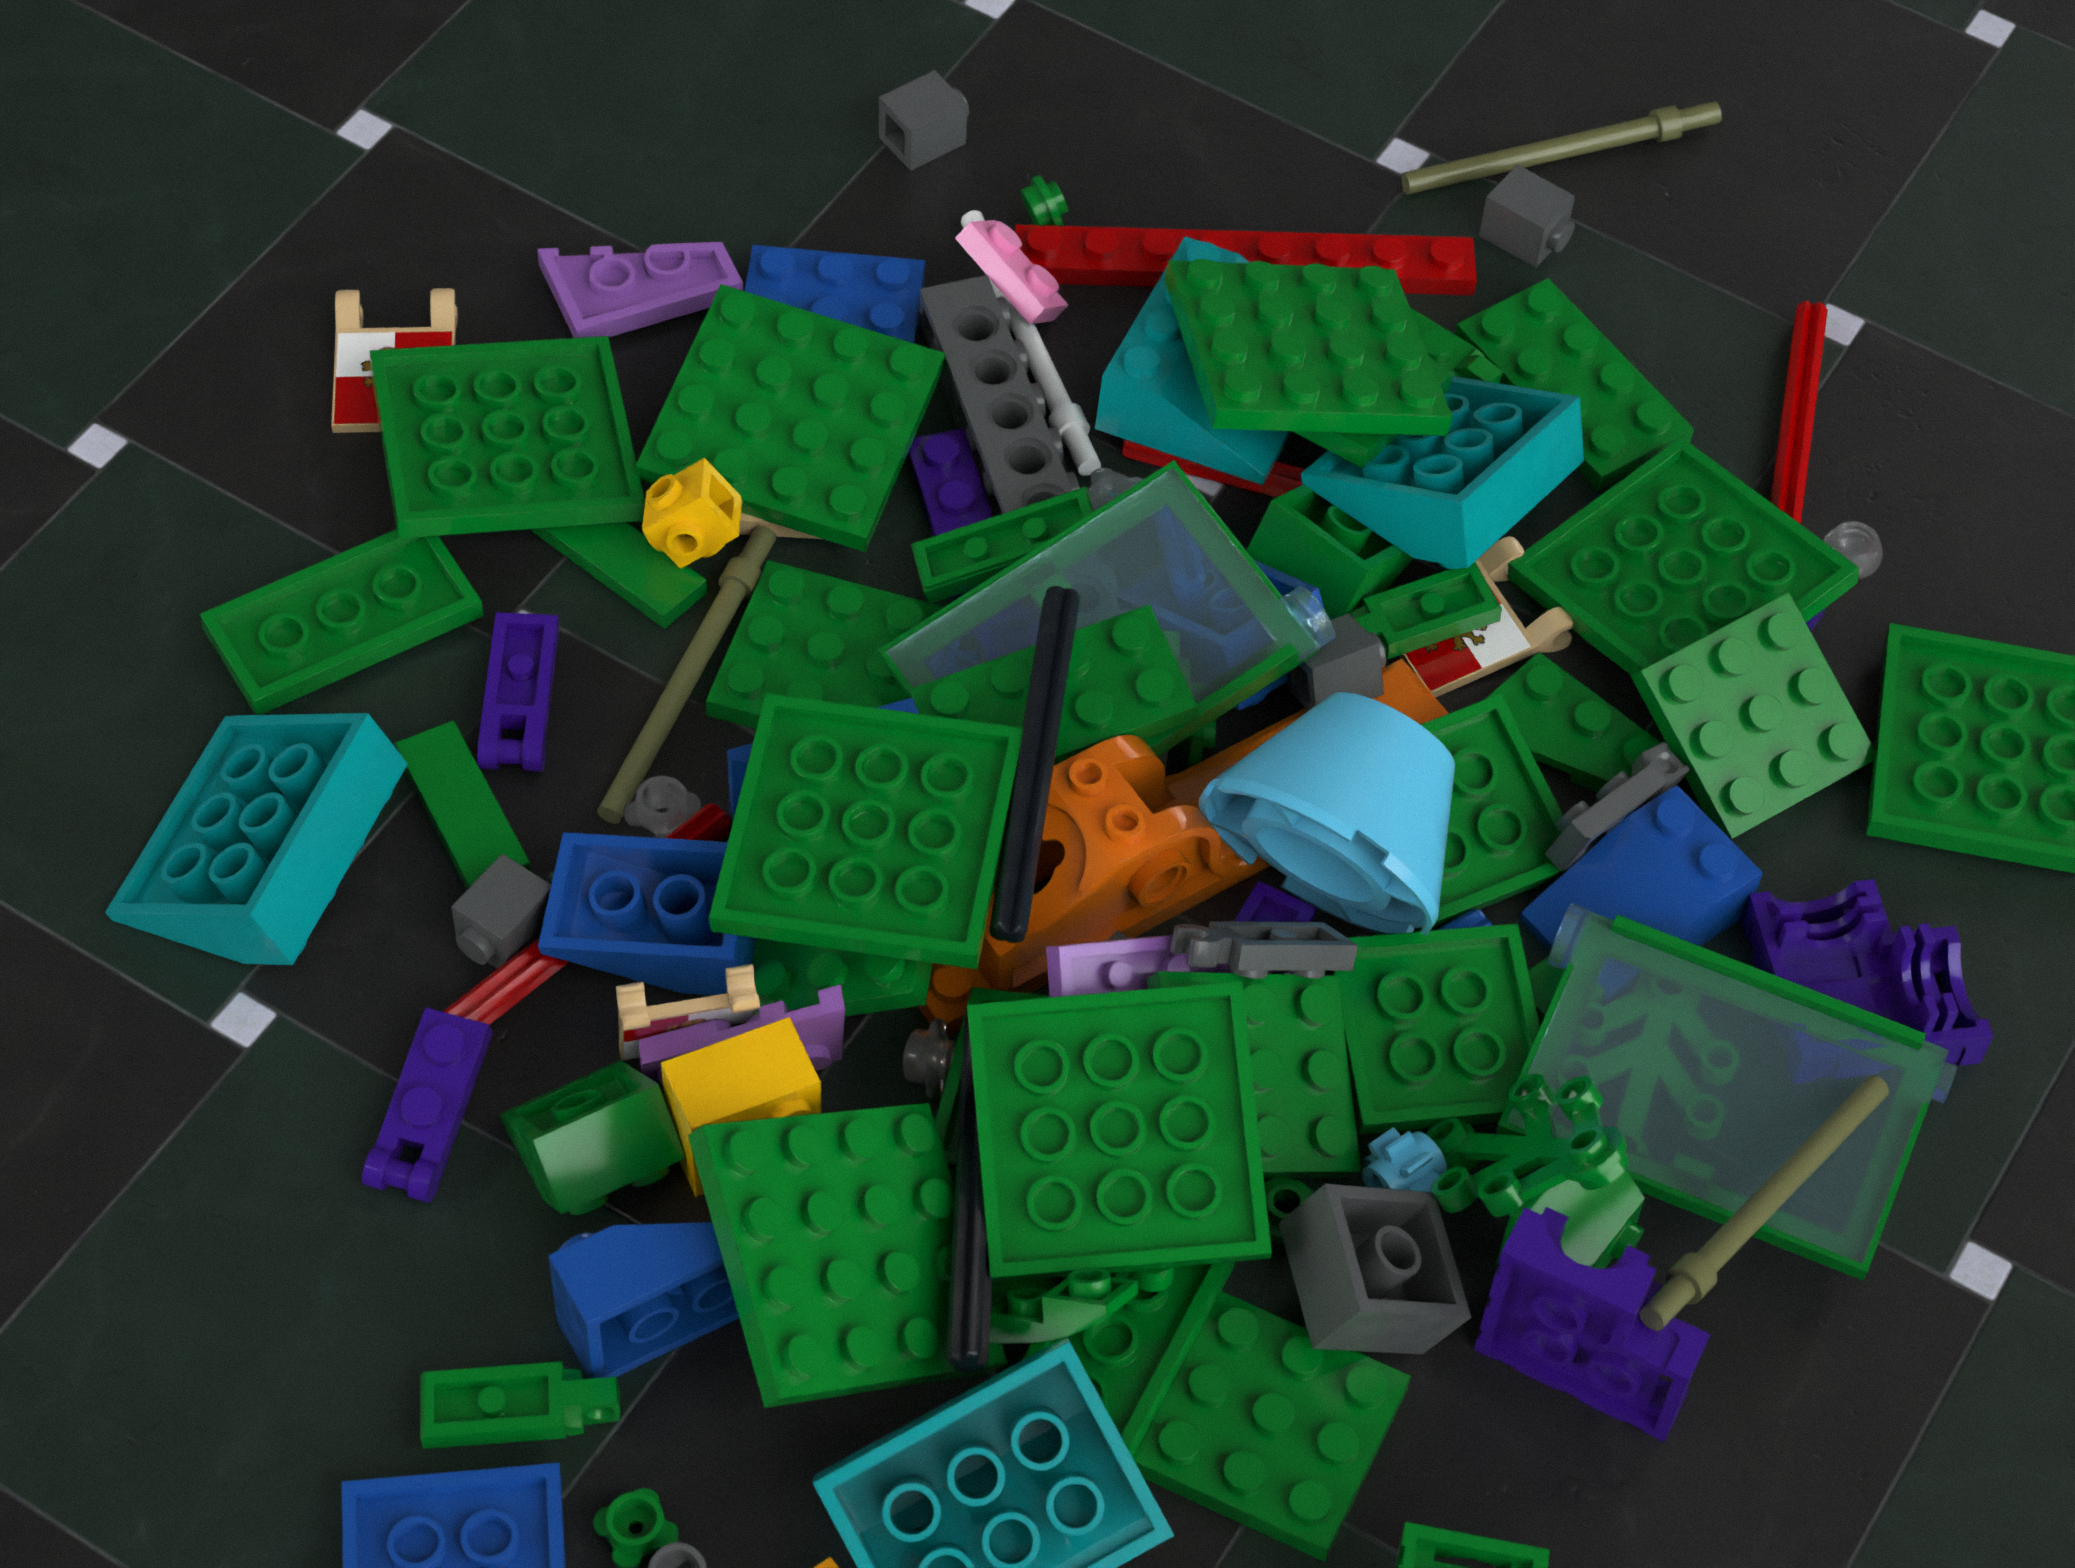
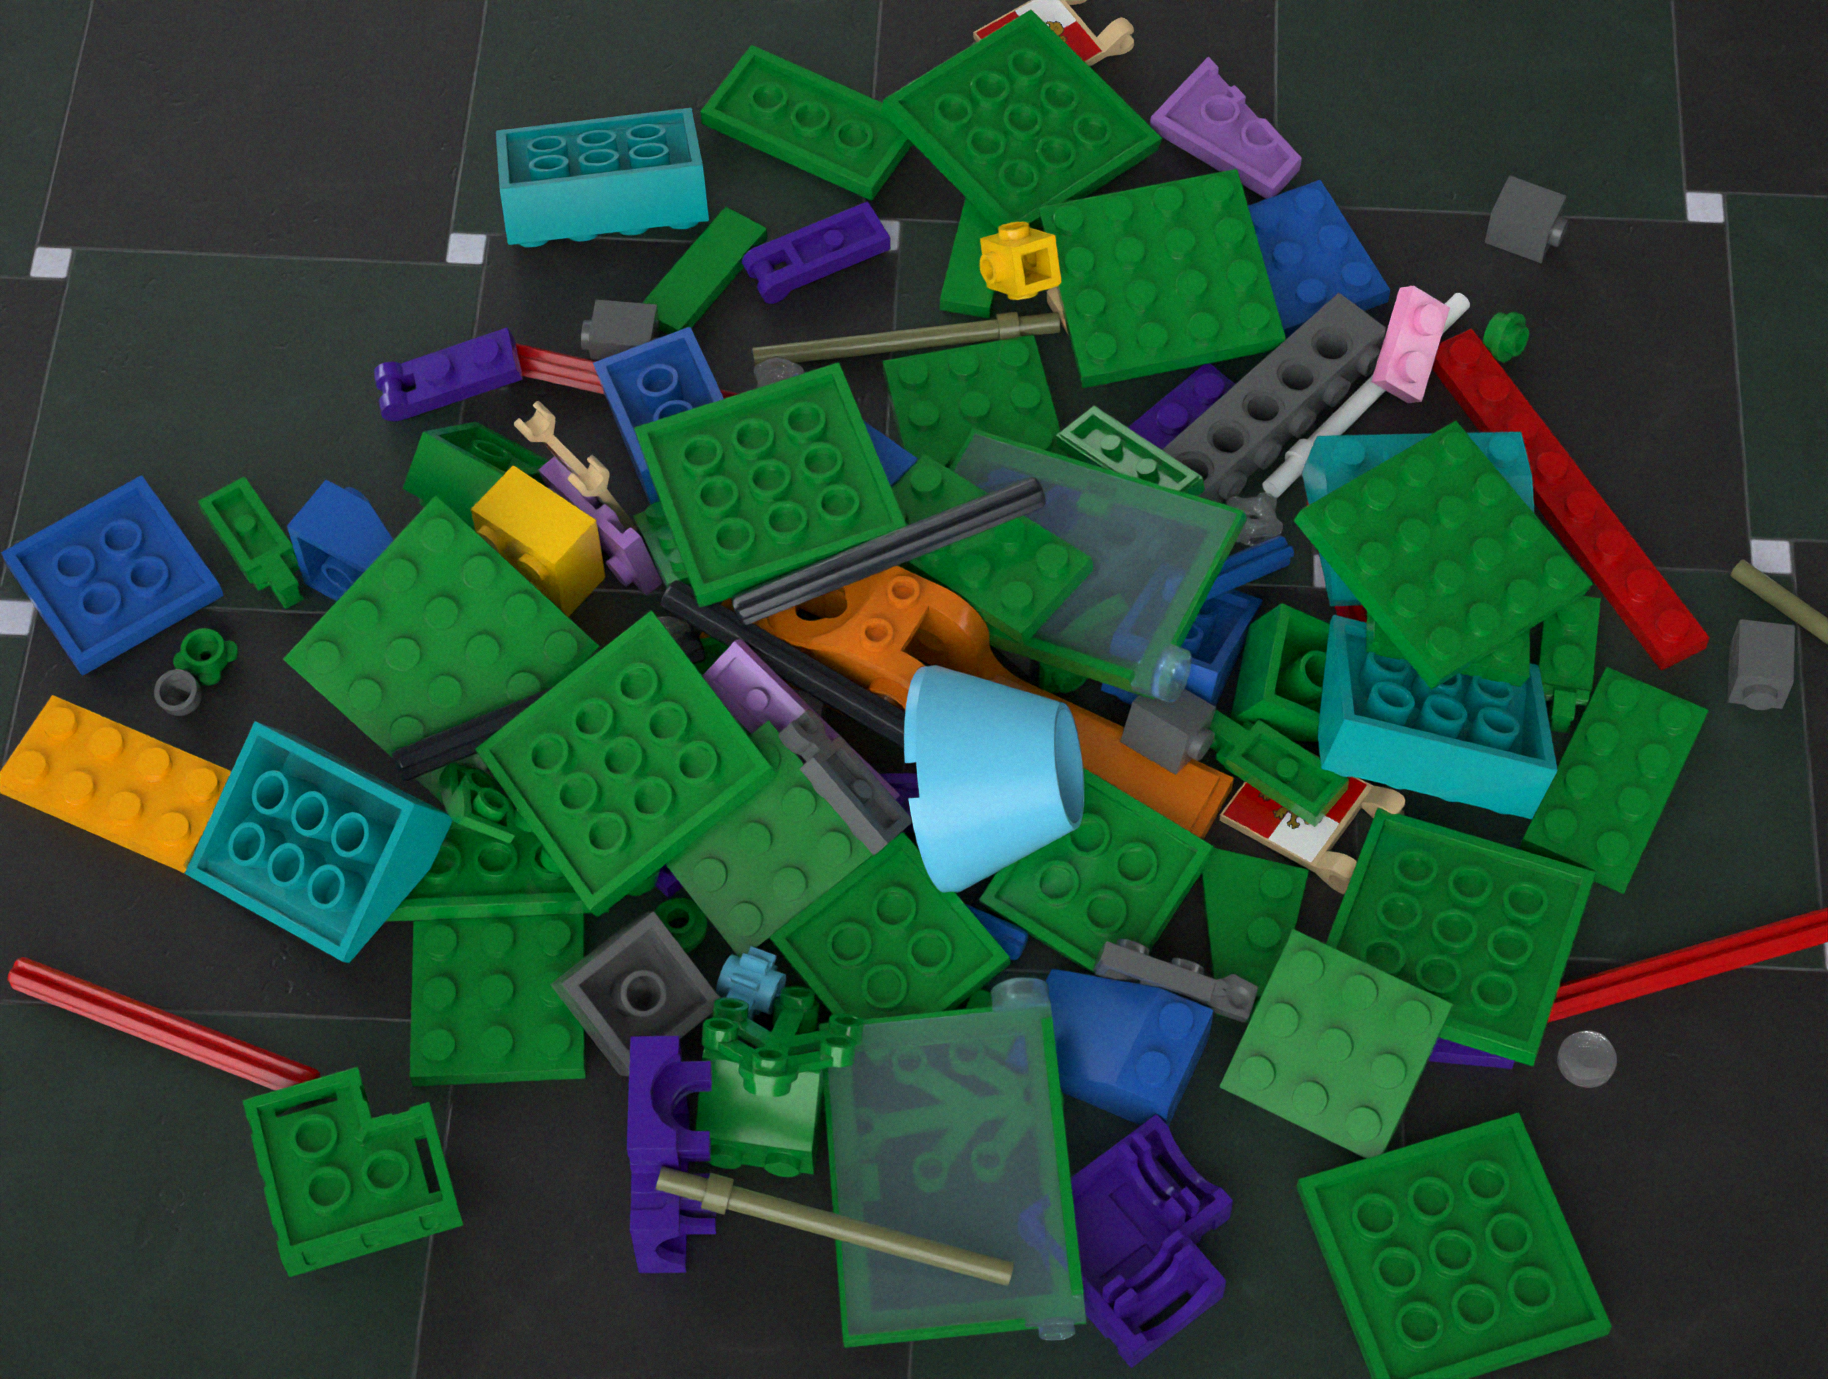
camera: 65 degrees right, 5 degrees up
(1099, 923) = (789, 663): none -> black axle

